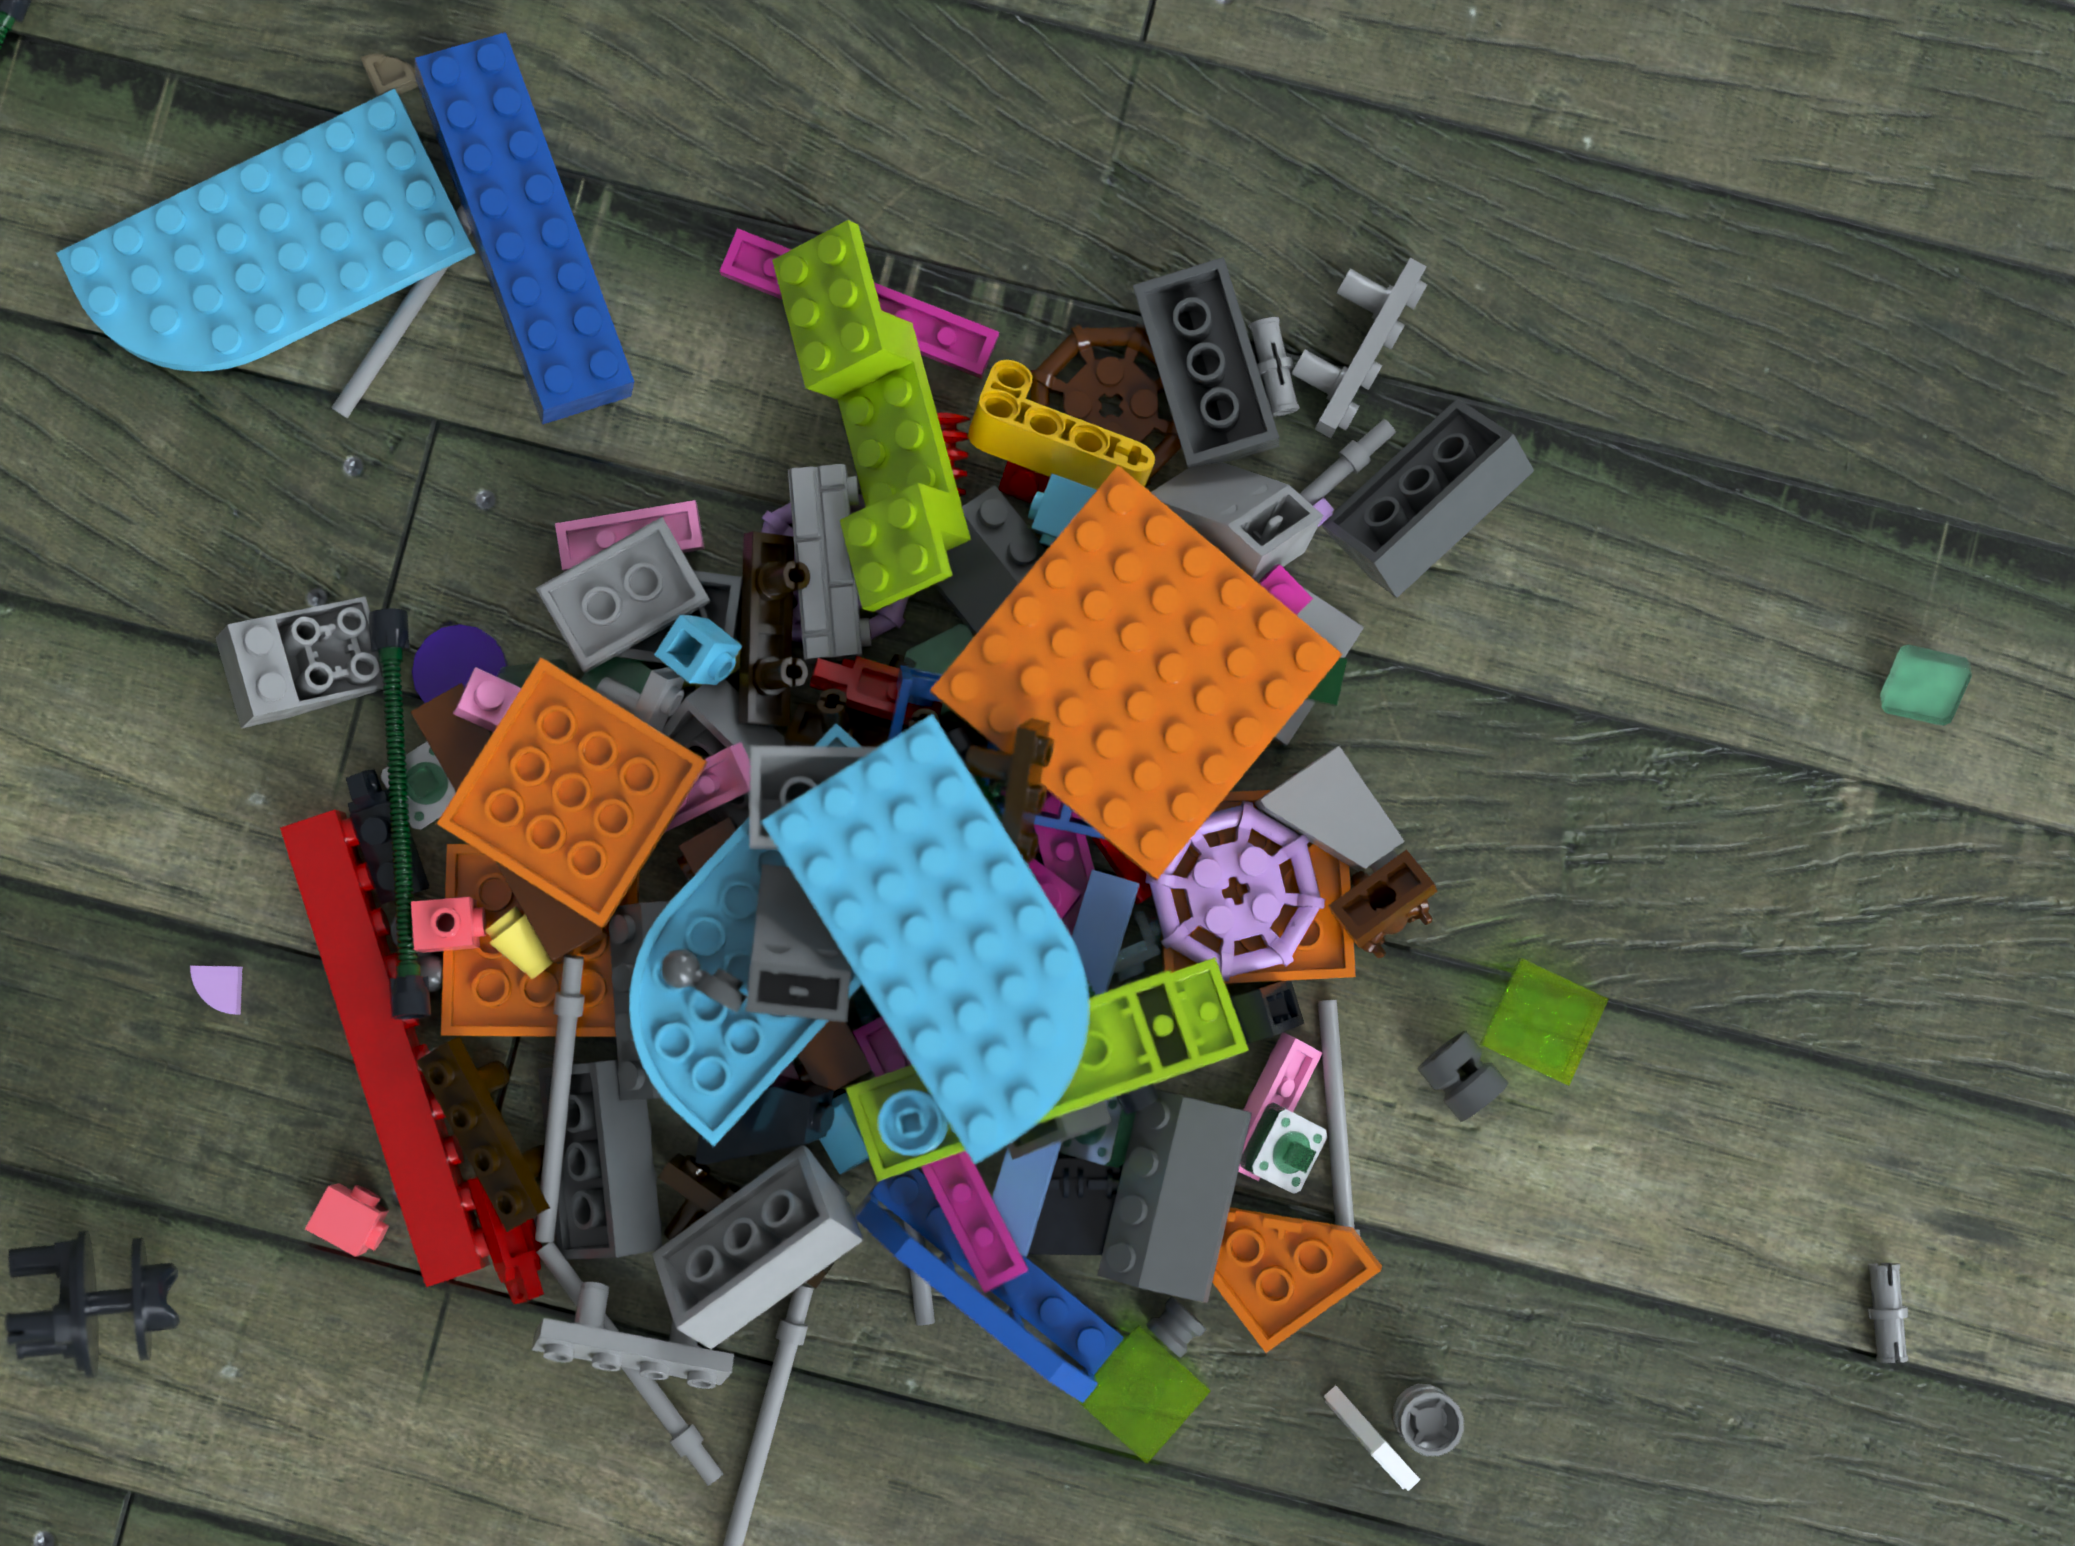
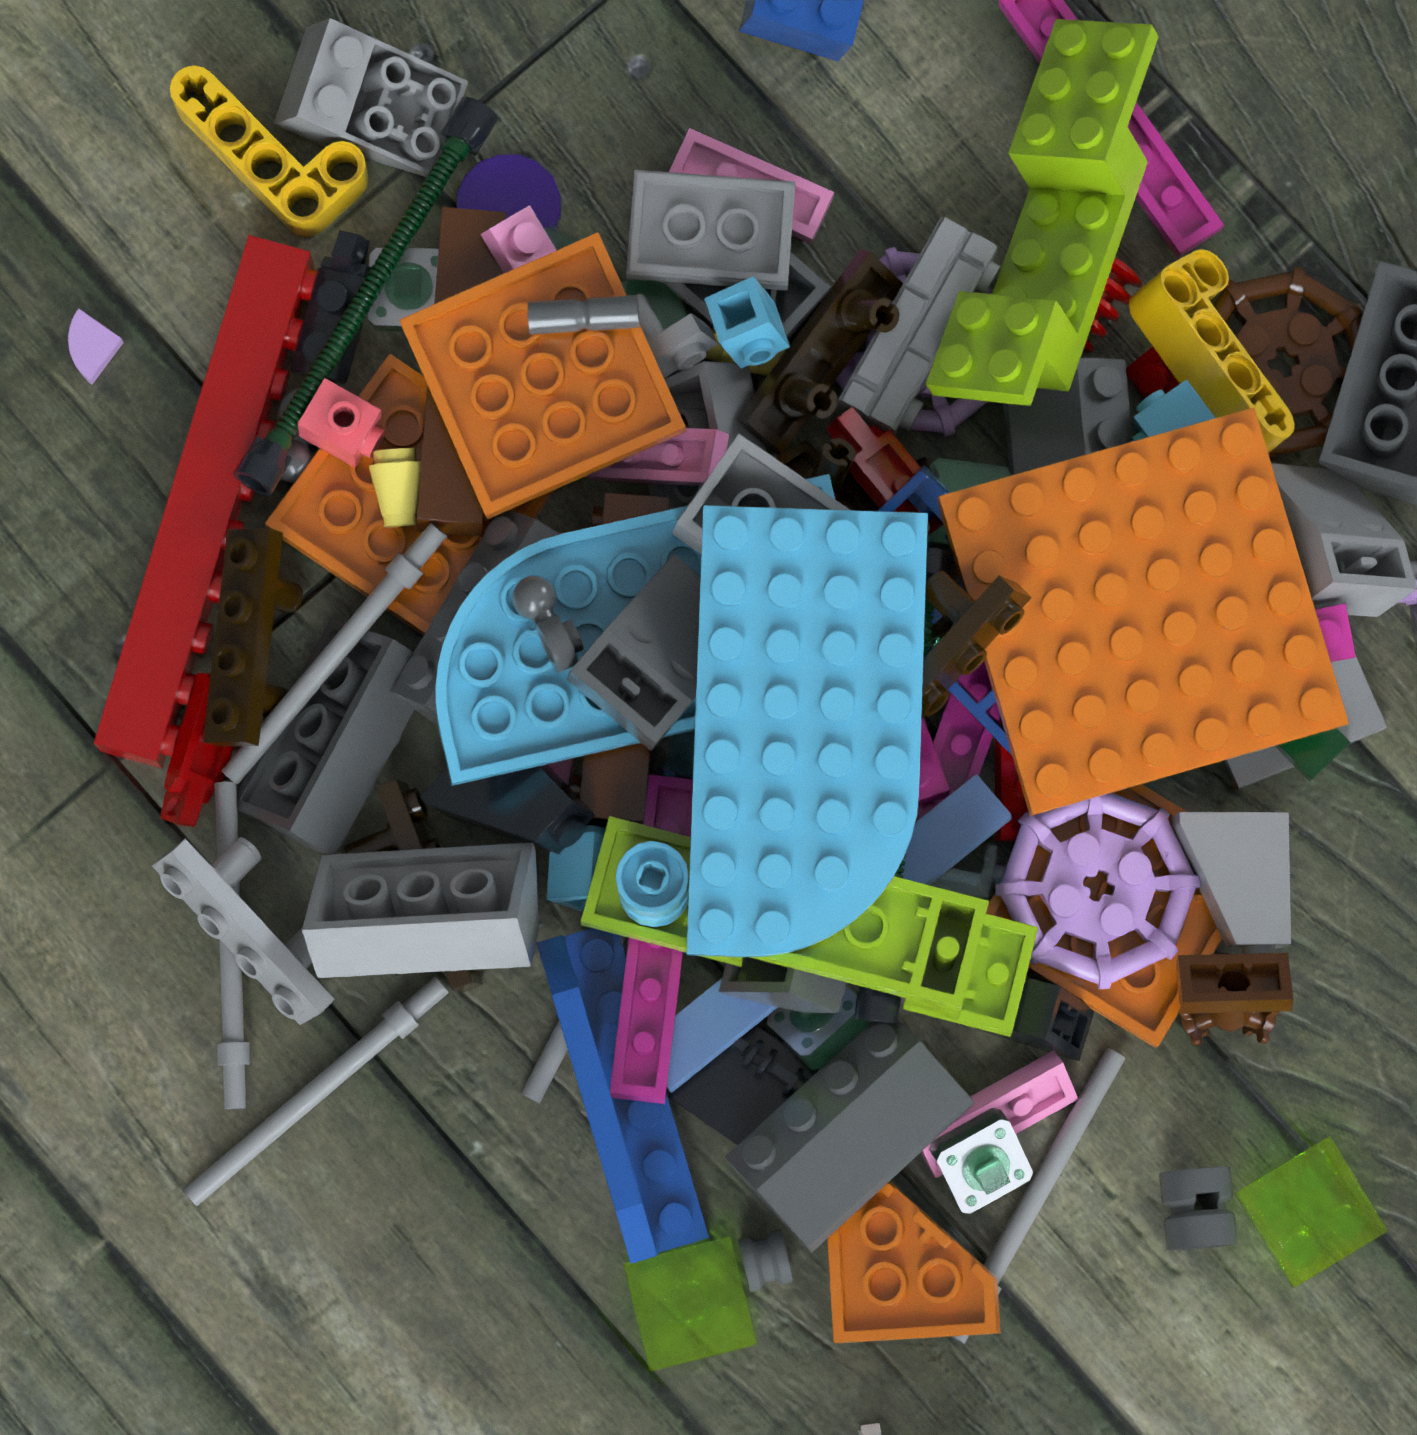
camera: 35 degrees right, 5 degrees down
(241, 753) = (261, 146): none -> yellow beam
(349, 1219) = (65, 636): coral brick -> none
(567, 732) = (591, 314): none -> dark grey piece

